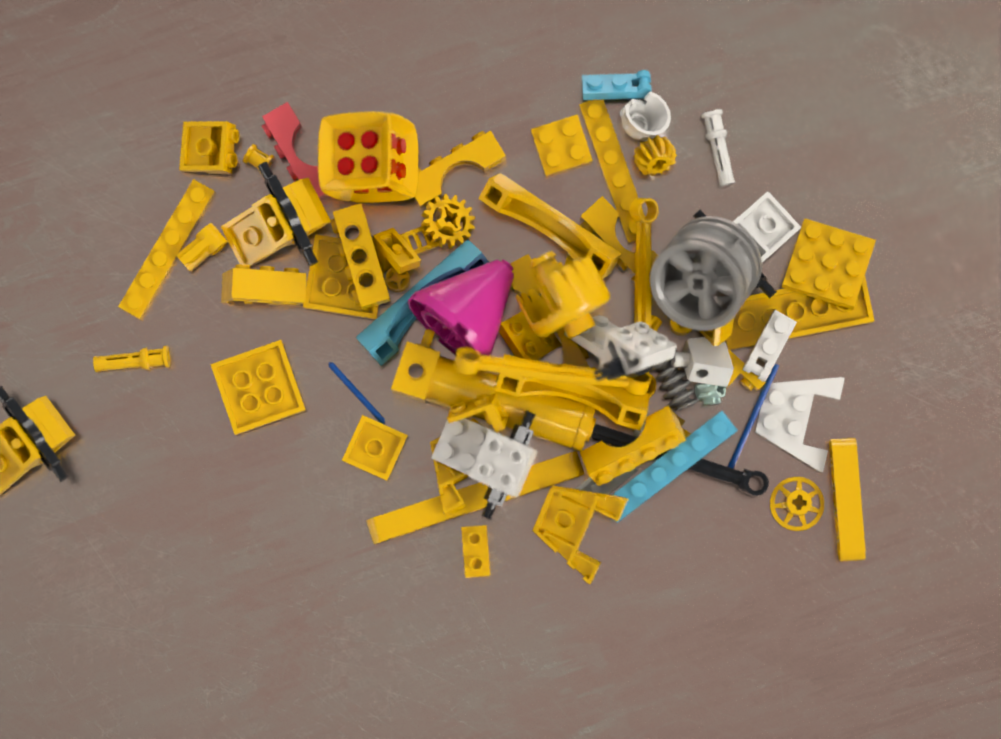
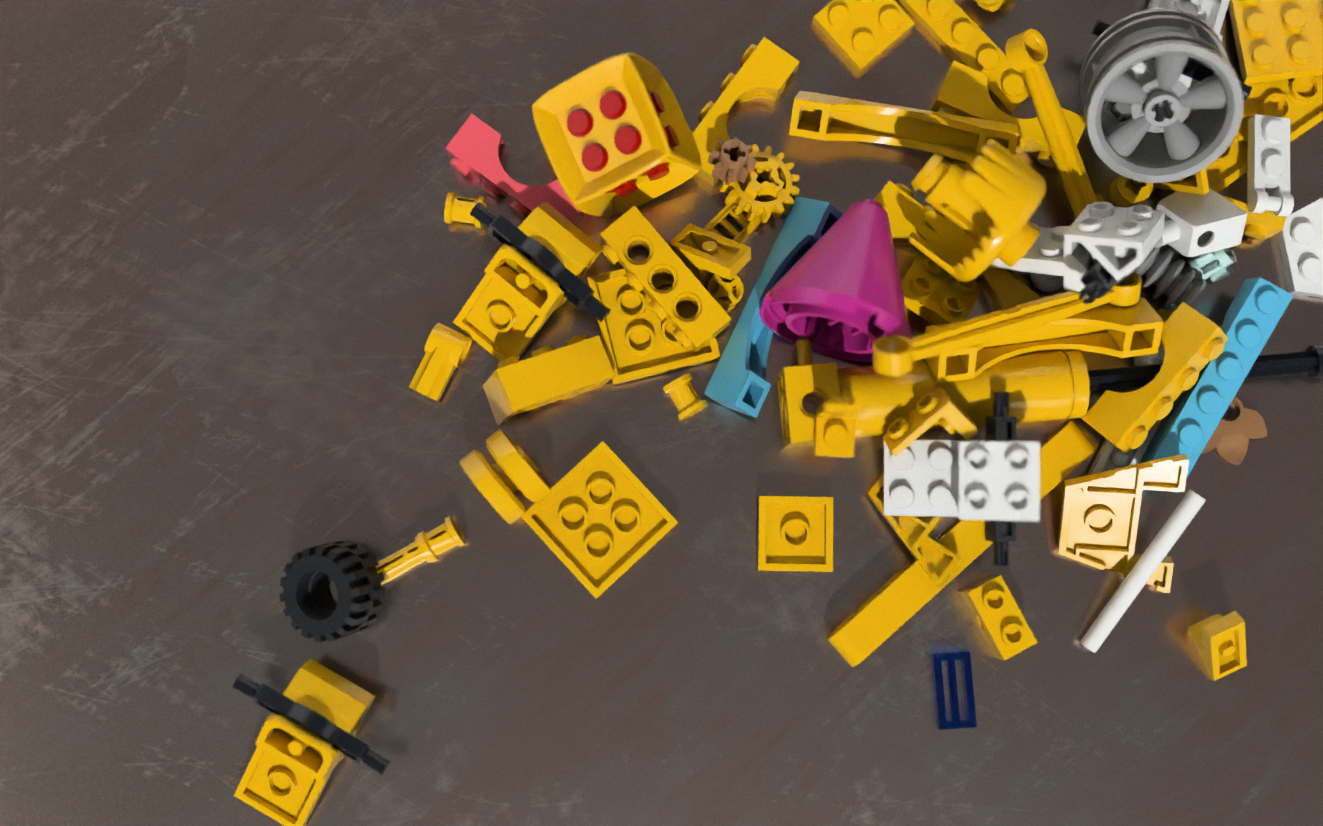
camera: 25 degrees left, 0 degrees up
(60, 360) = (308, 595): none -> black tyre
(166, 248) = (391, 385): yellow plate -> none
(208, 147) = (390, 221): yellow plate -> none
(215, 334) = (503, 478): none -> yellow wheel
(344, 334) = (685, 396): none -> yellow bush
(356, 392) = (734, 468): blue axle -> none
(419, 391) = (836, 427): none -> yellow bracket
(423, 606) = (950, 658): none -> clear blue tile
(436, 194) = (731, 160): none -> medium nougat gear
(576, 561) = (1142, 570): none -> white piece
(606, 629) = (1220, 643): none -> yellow slope
(674, 503) = (1234, 432): none -> medium nougat plate
(753, 417) = (1283, 284): blue axle -> none

